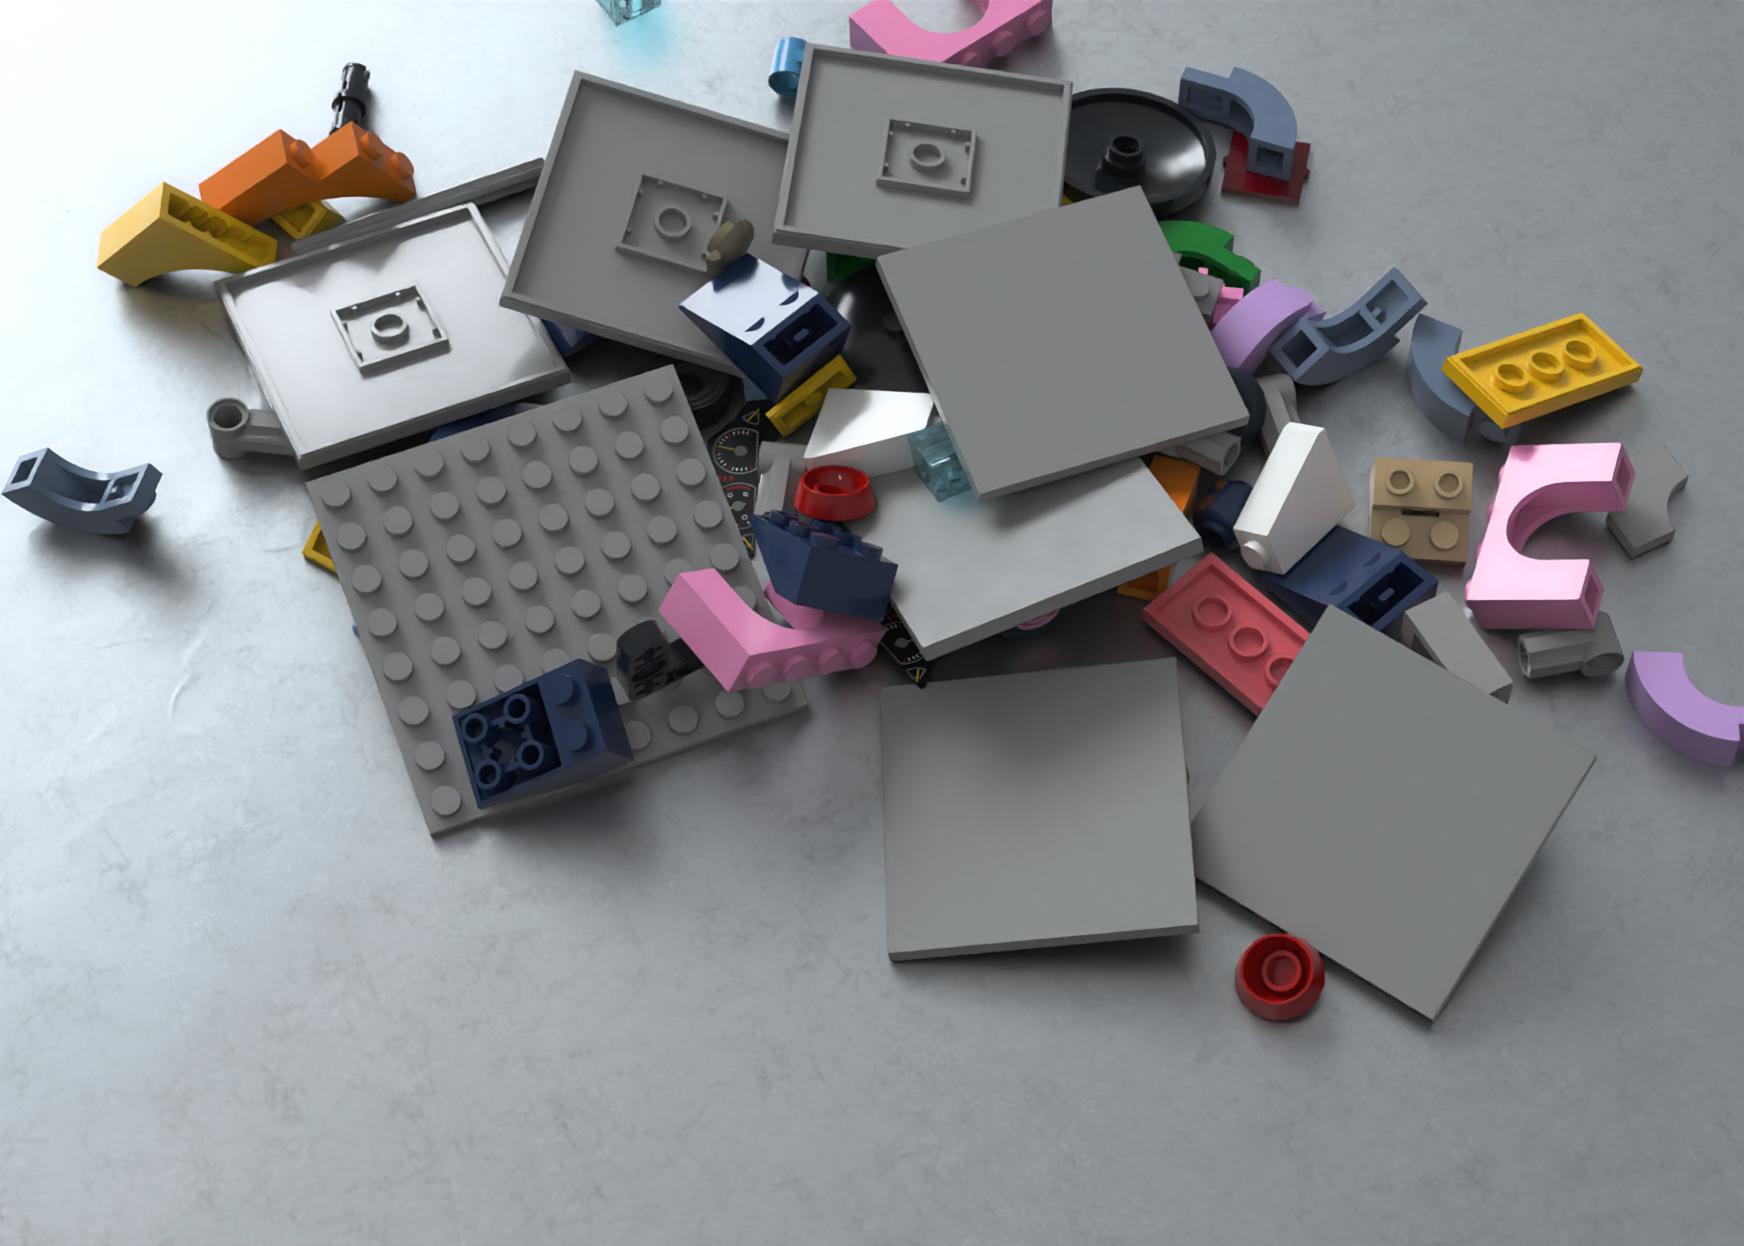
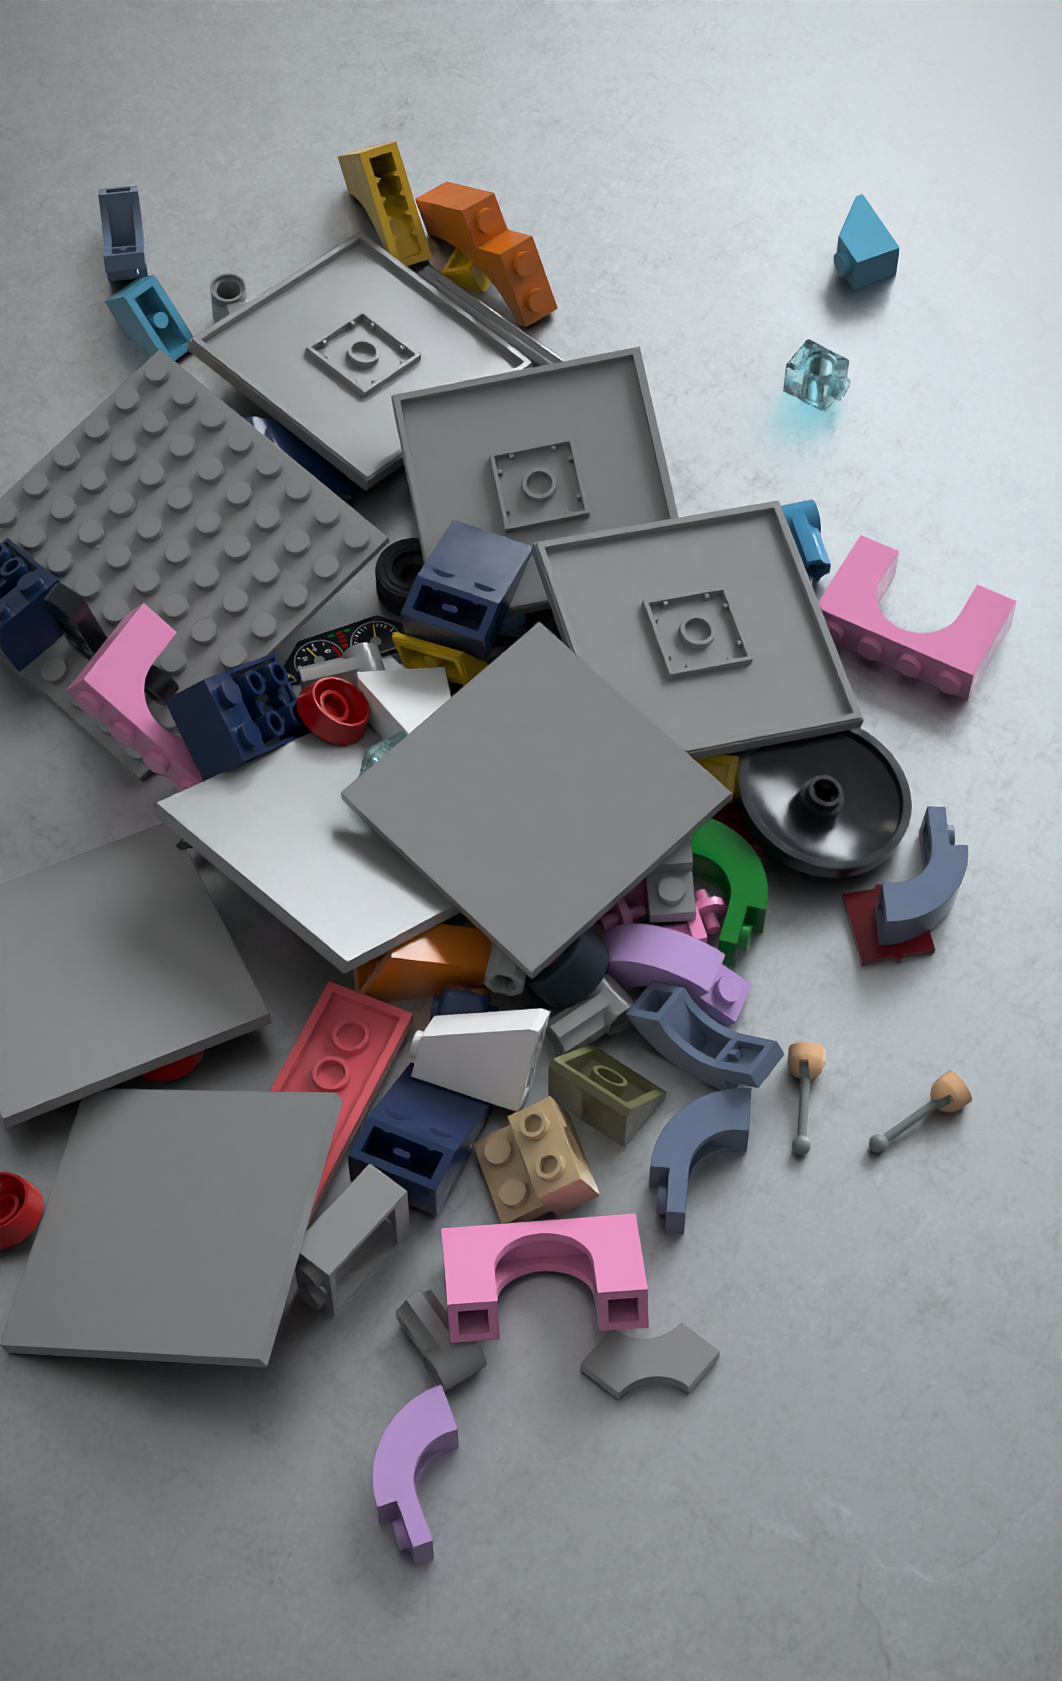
camera: 65 degrees right, 0 degrees up
(211, 505) = (150, 318): none -> medium azure slope
(350, 100) = (591, 246): black pin -> none
(728, 245) = (527, 527): dark tan animal -> none
(1371, 429) = (603, 1092): none -> olive slope
(1469, 186) = (947, 1094): none -> hinge
(1471, 311) = (805, 1063): none -> hinge
(1542, 370) = (740, 1215): yellow tile -> none

